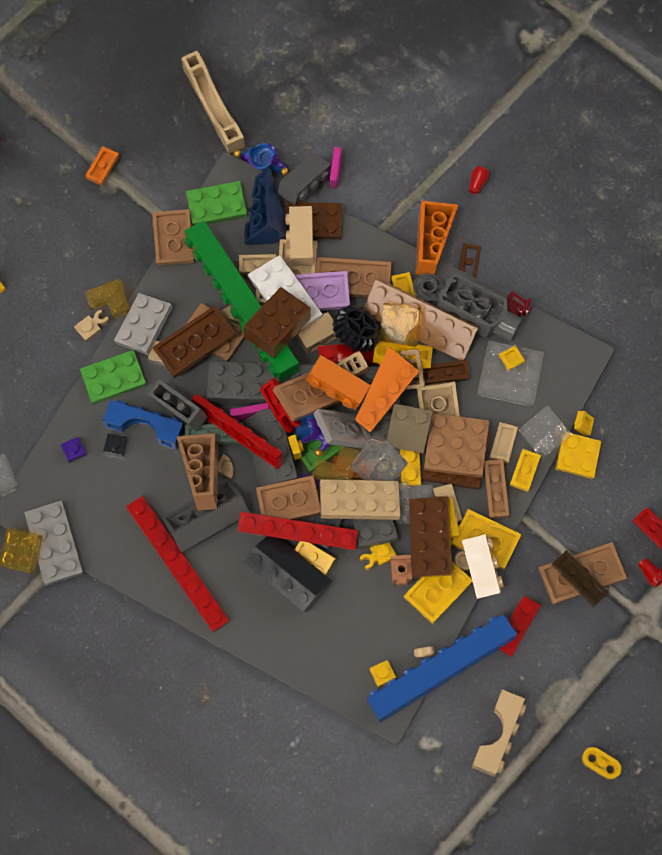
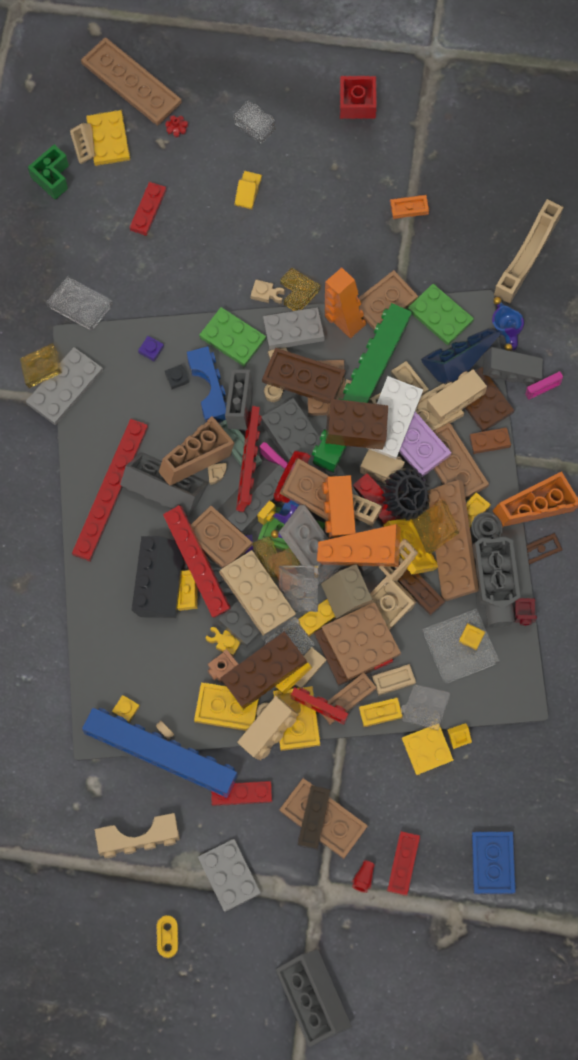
camera: 55 degrees right, 0 degrees up
(157, 267) = (343, 304): none -> orange wedge
(188, 377) = (273, 393): none -> tan tile
(353, 238) = (490, 440): none -> dark orange plate
(490, 512) = (319, 705): none -> red plate
(580, 680) = (229, 875): none -> light grey plate

